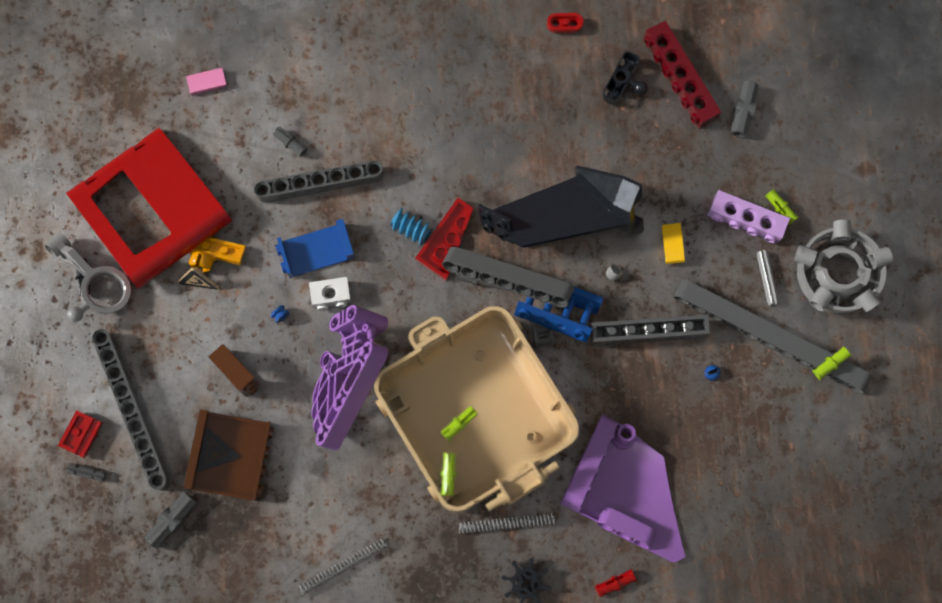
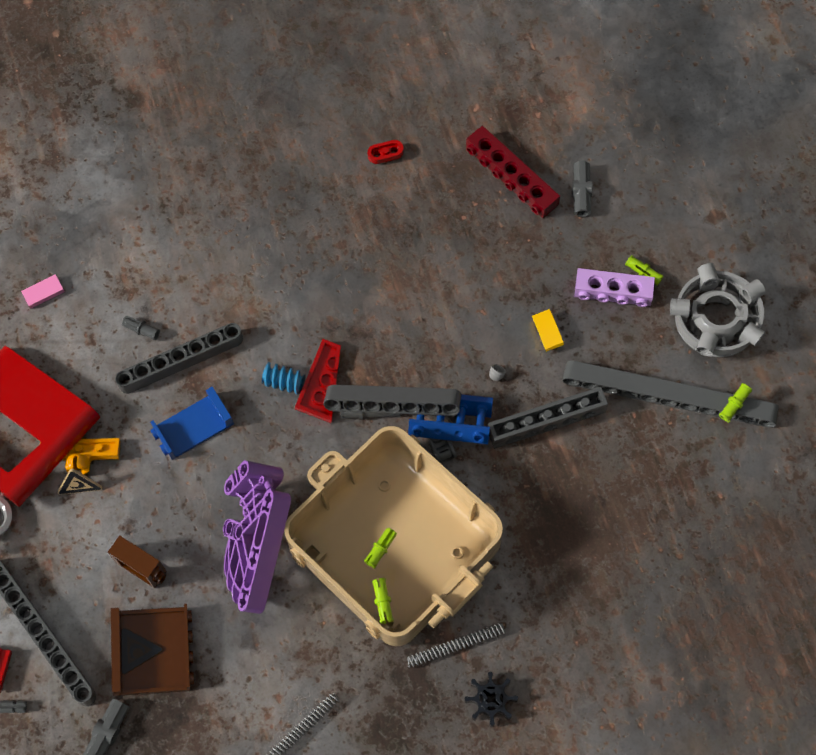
camera: 10 degrees left, 10 degrees down
(279, 314) = (170, 496): blue bush -> none
(320, 288) = (206, 460): white brick -> none
(569, 209) = (449, 312): black piece -> none
(615, 583) = (582, 676): red pin -> none
(617, 87) = (452, 198): black piece -> none
(626, 490) = (567, 580): medium lavender panel -> none
(714, 376) = (622, 448): blue hinge -> none
(767, 278) = (650, 340): light grey axle -> none

